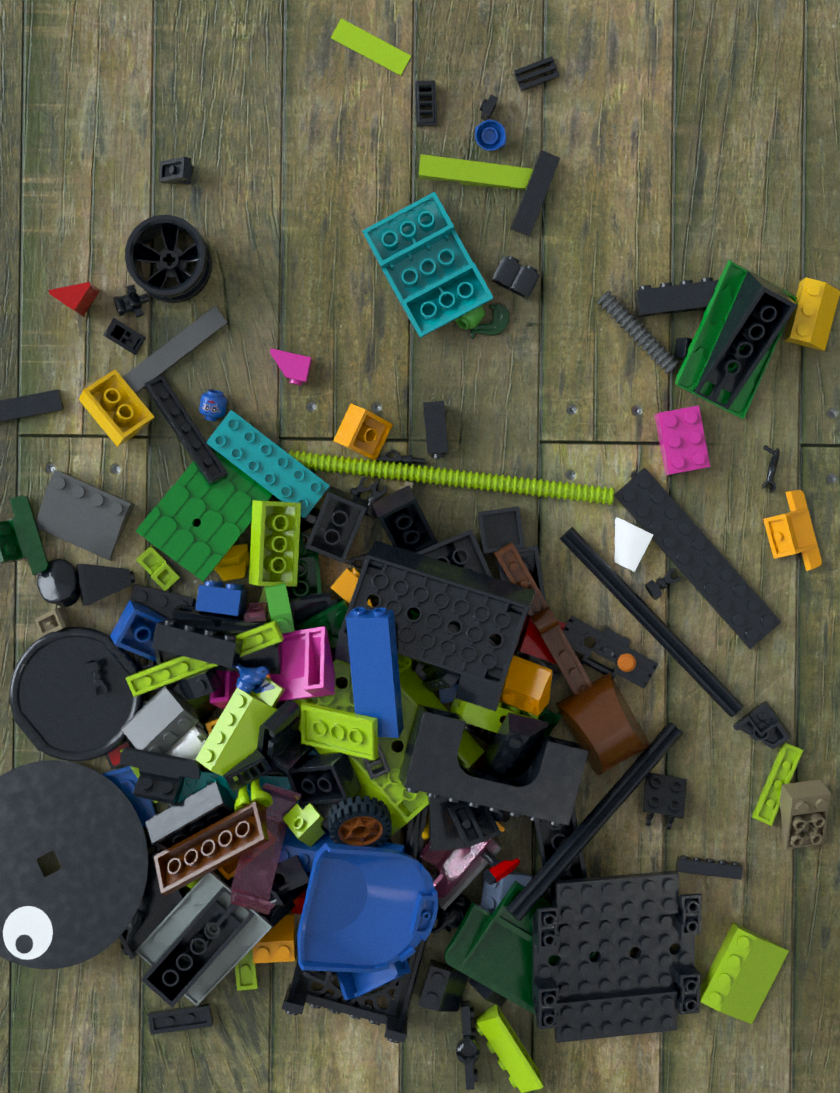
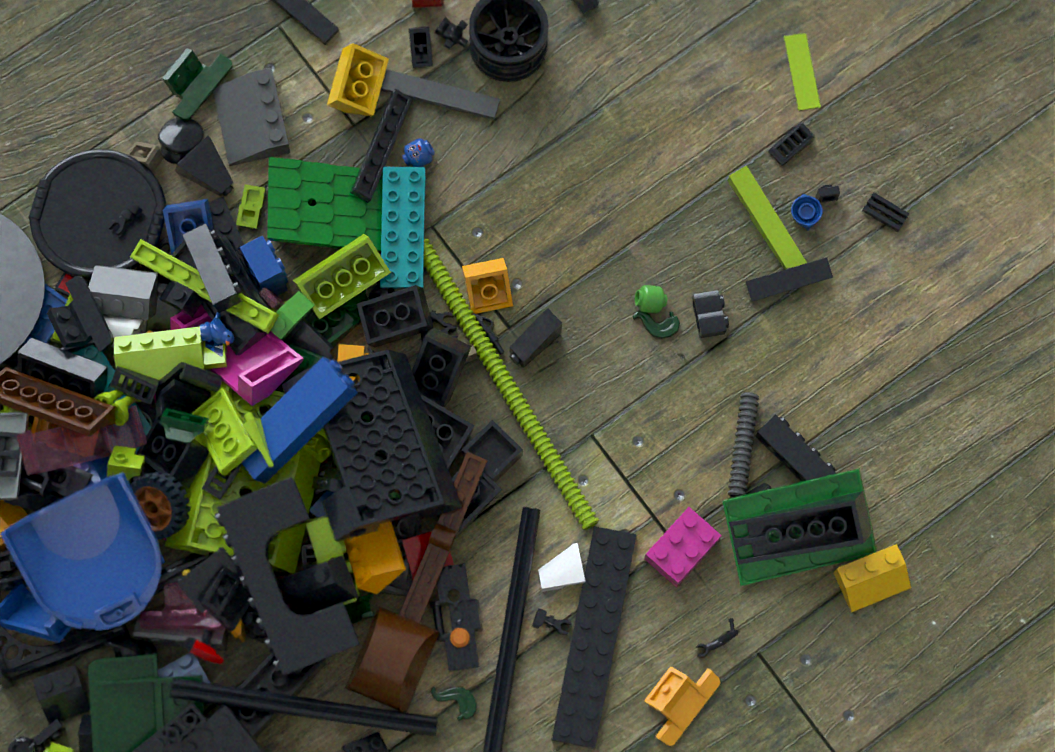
camera: 50 degrees right, 15 degrees down
(234, 563) = (299, 258): yellow slope -> none
(293, 366) = (498, 192): dark pink slope -> none
(312, 760) = (182, 426): none -> dark green slope
(361, 710) = (255, 431): none -> lime piece
(427, 265) = (663, 235): teal slope -> none
(668, 690) = (465, 699): none -> dark green piece

